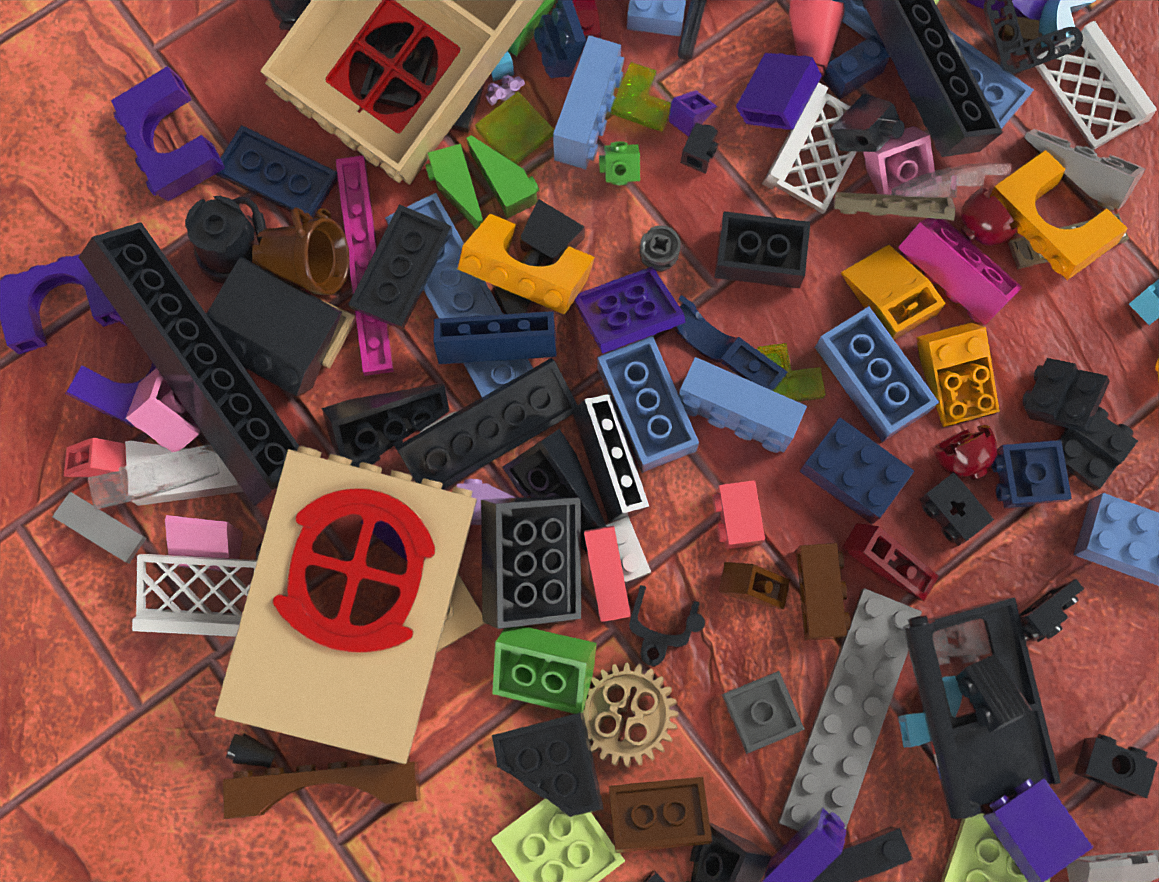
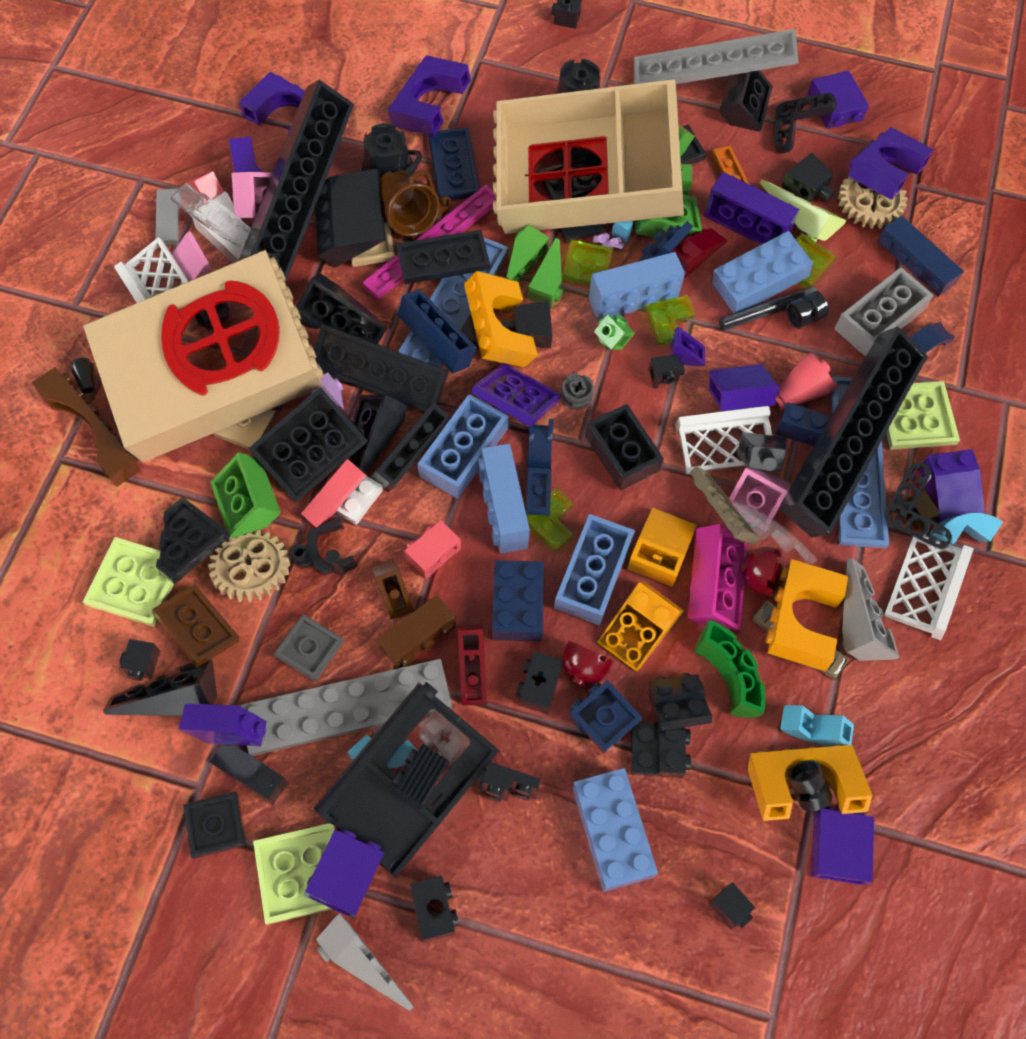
camera: 50 degrees right, 10 degrees down
(1064, 319) = (736, 667): none -> green brick

